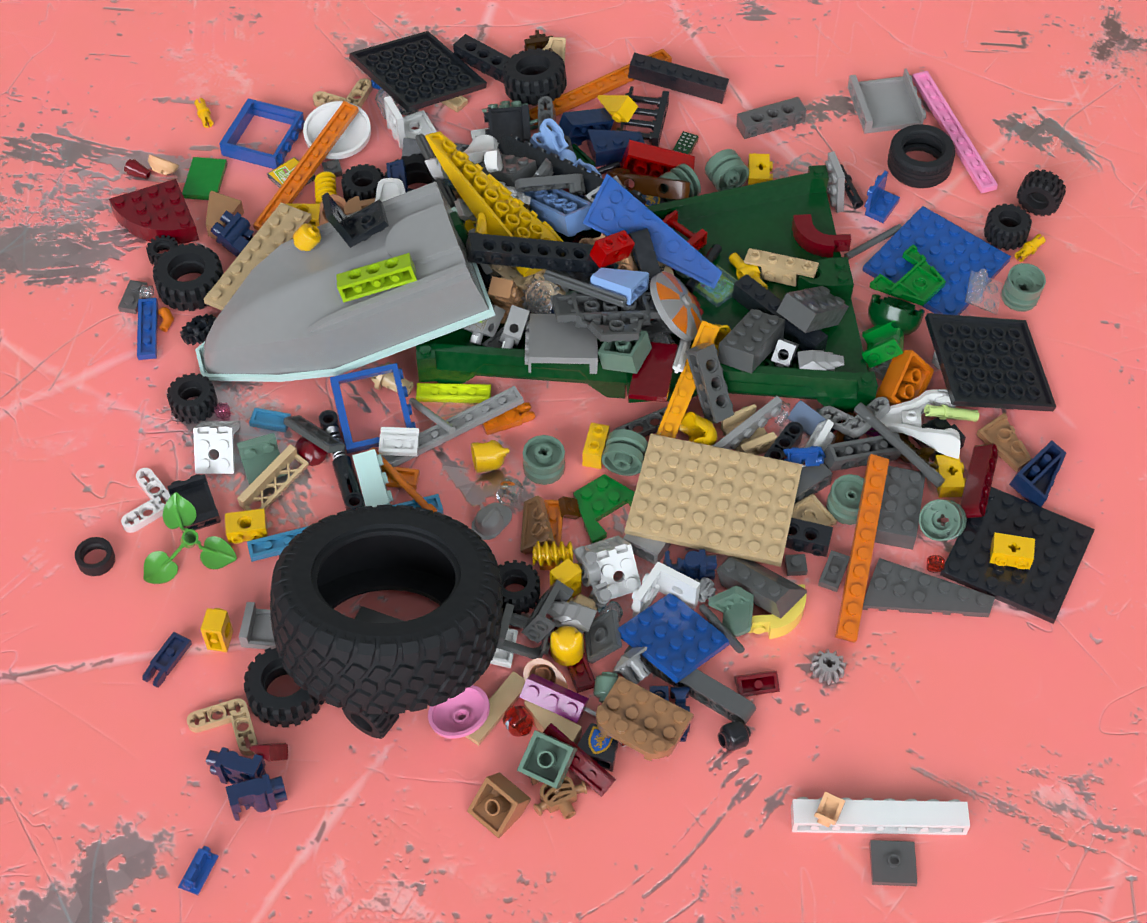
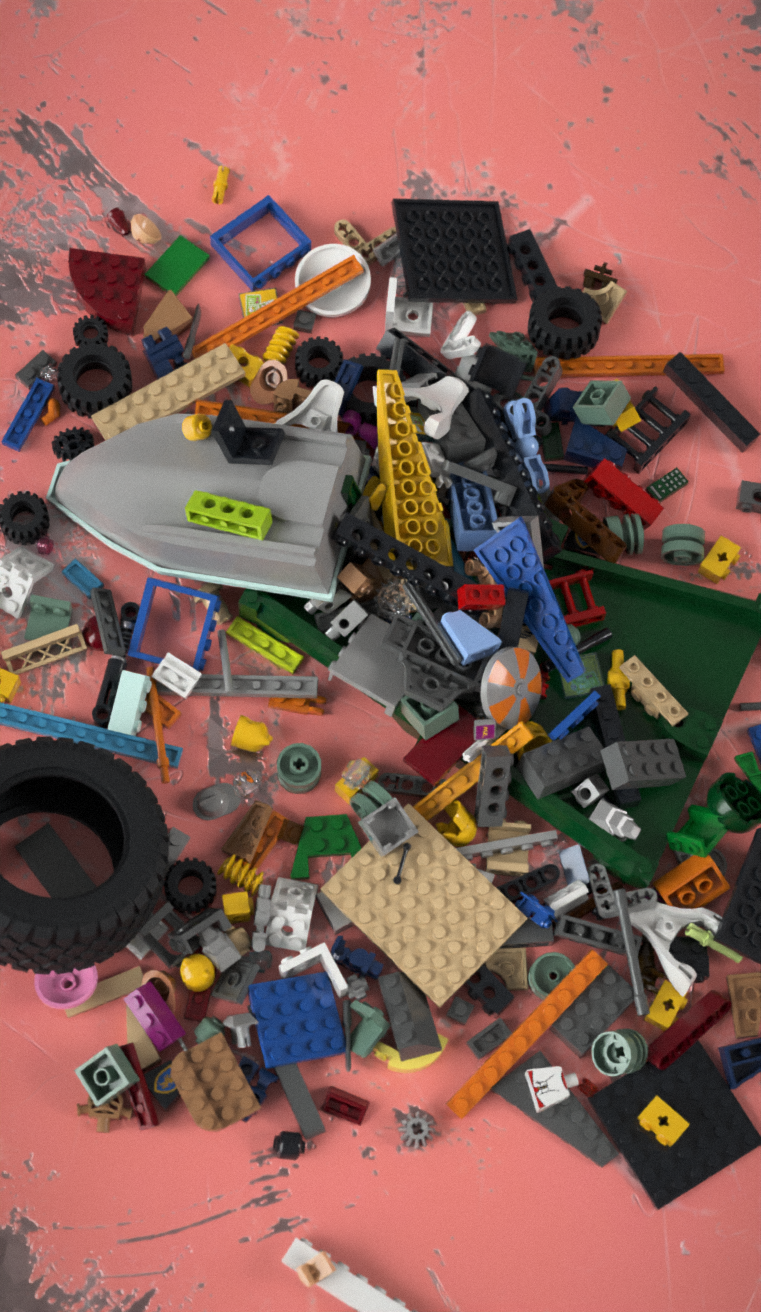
camera: 25 degrees right, 15 degrees up
(250, 217) = (191, 339): none -> dark grey piece
(367, 92) = (387, 250): none -> light grey plate
(463, 125) = (458, 343): none -> white beam
(498, 804) = (48, 1085): medium nougat slope -> none
(518, 721) = (112, 1017): clear red head -> none
(596, 431) = (356, 774): none -> clear head
(602, 104) = (602, 402): none -> sand green brick
(649, 451) = (388, 827): none -> light grey container
(677, 342) = (484, 729): none -> tile
(682, 488) = (397, 879): none -> black hinge
(739, 299) = (575, 717): none -> blue plate
(816, 242) = (709, 681): dark red arch -> none
(907, 574) = (549, 1086): none -> white torso

